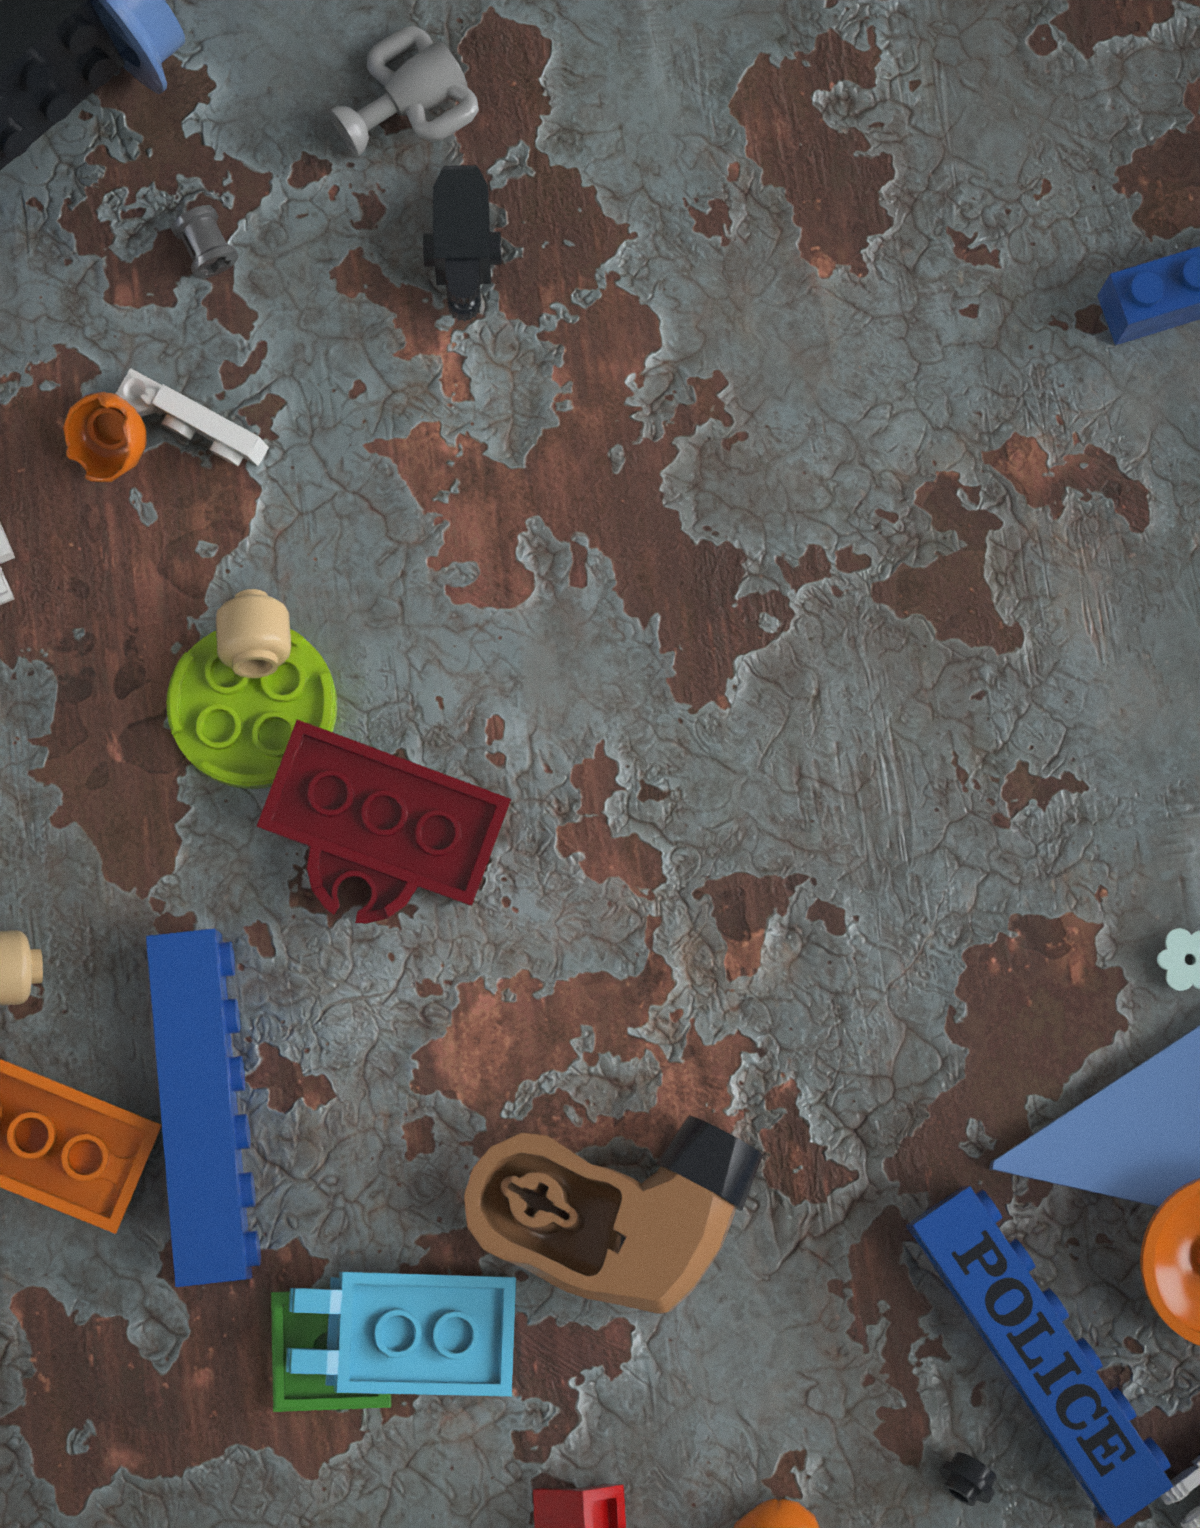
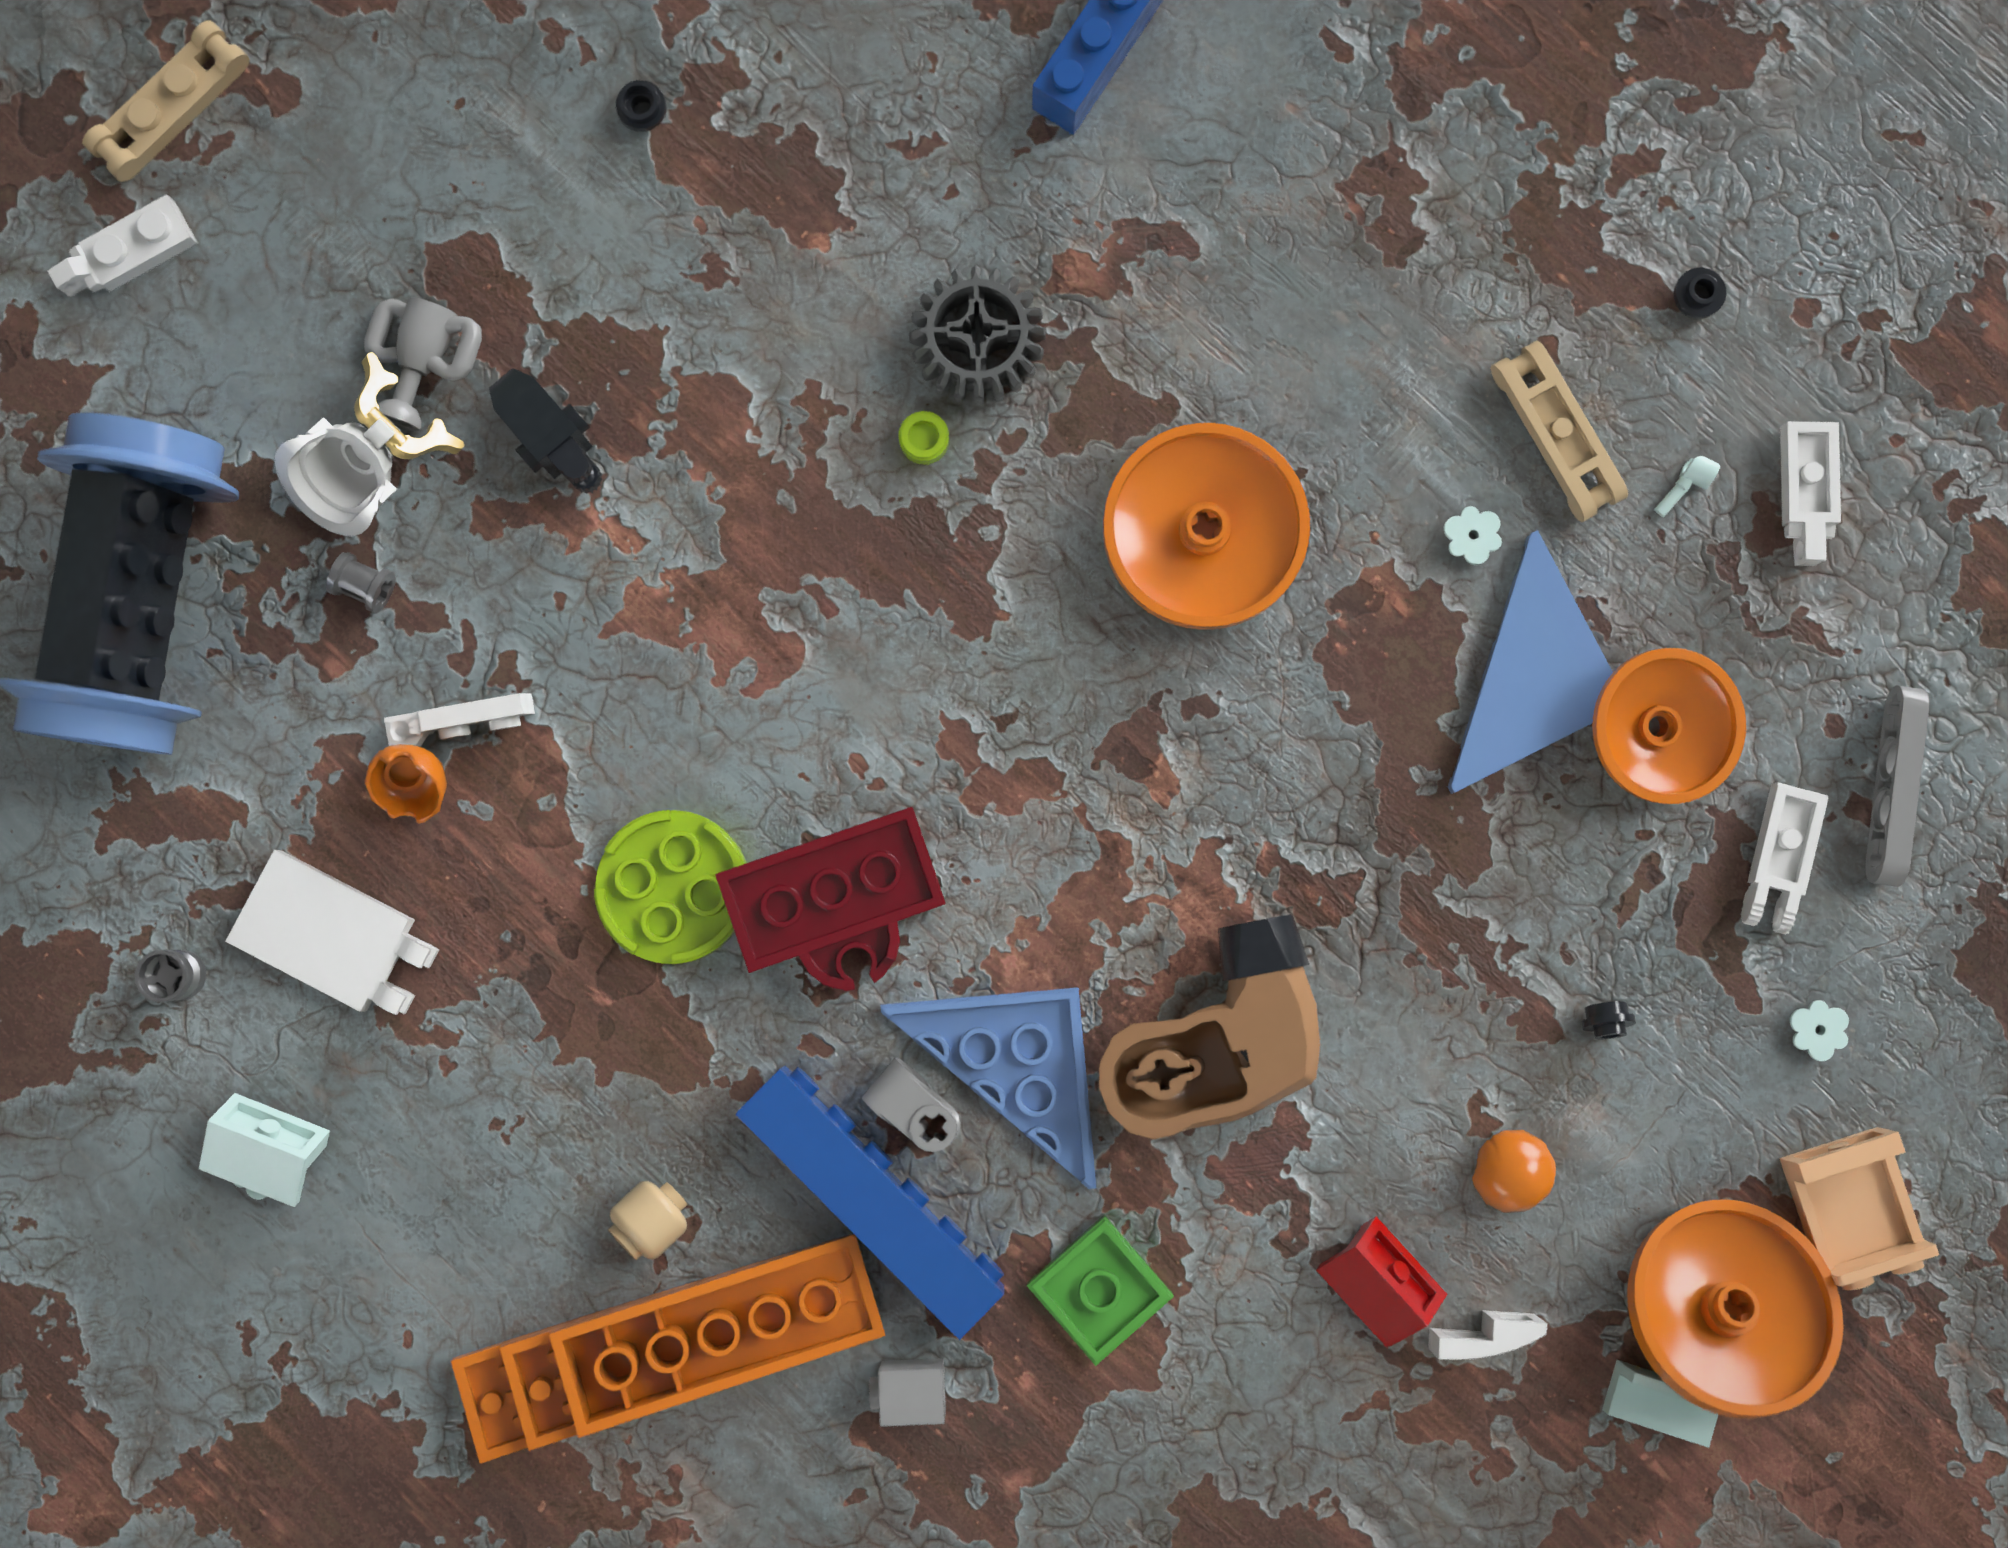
camera: 30 degrees left, 5 degrees up
(95, 1300) = (909, 1392): none -> light grey brick
(253, 633) = (632, 838): tan head -> none
(267, 139) = (345, 470): none -> white helmet
(301, 1047) = (903, 1101): none -> light grey piece
(411, 1334) = (1147, 1236): medium azure tile -> none
(425, 1090) = (1020, 1058): none -> medium blue tile
(765, 20) = (637, 92): none -> black plate
(777, 497) = (924, 437): none -> lime tile
(908, 462) = (996, 334): none -> dark grey gear
(958, 763) = (1206, 526): none -> orange dish
(1040, 1355) = (1590, 894): blue brick -> none

